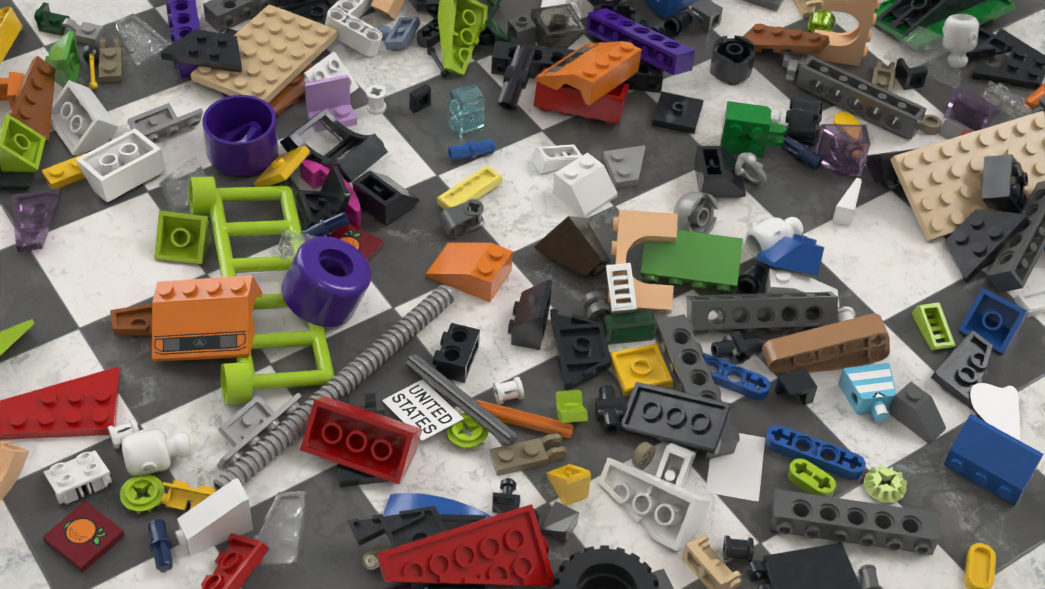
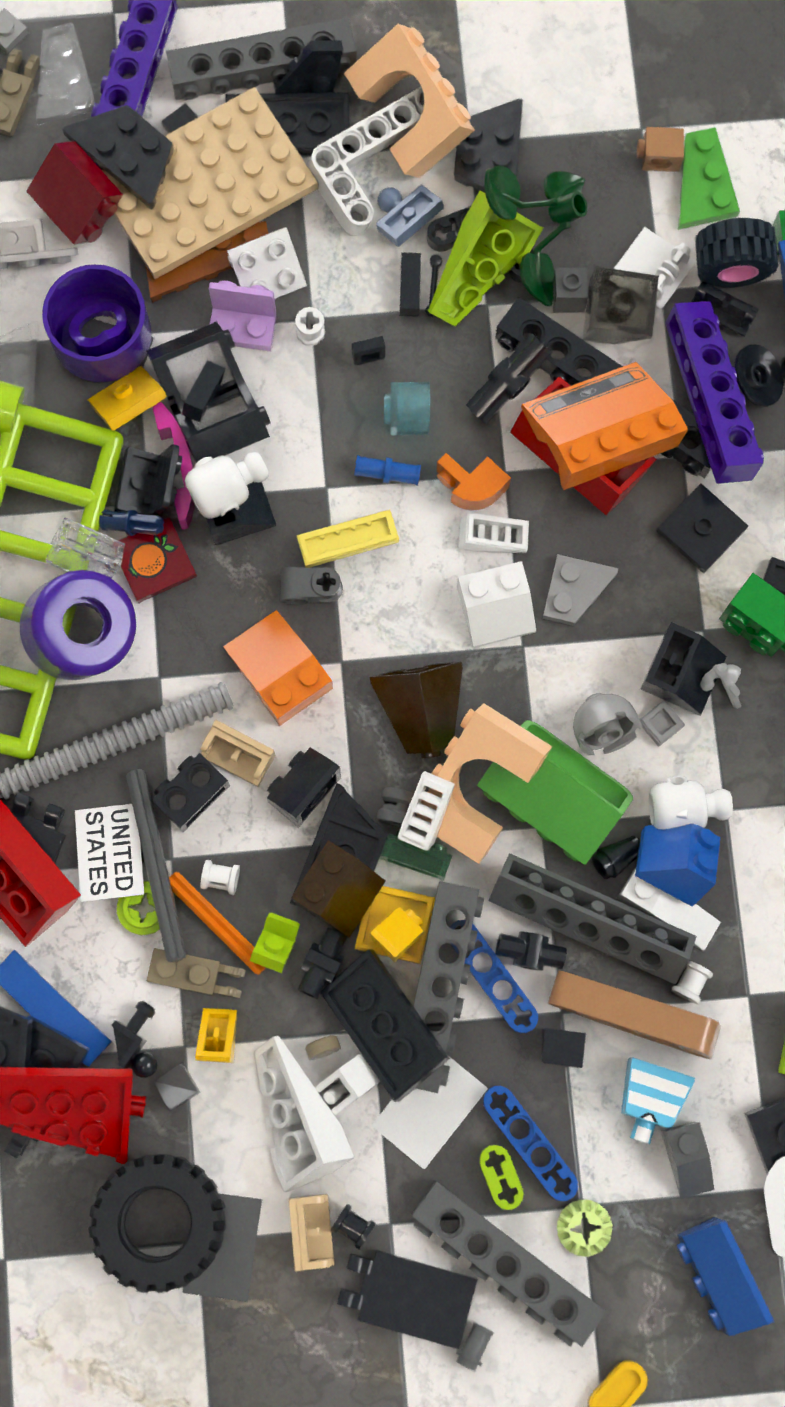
camera: 30 degrees right, 30 degrees up
(185, 81) = (74, 192): none -> dark red brick
(331, 143) = (203, 391): none -> black piece
(378, 169) = (222, 484): none -> white piece
(423, 63) = (410, 284): none -> black piece
(477, 315) = (237, 753): none -> tan hinge
(526, 138) = (475, 489): none -> orange brick
(592, 356) = (338, 889): none -> dark brown slope
(648, 363) = (397, 933): none -> yellow slope
(726, 209) = (661, 723): none -> light grey tile

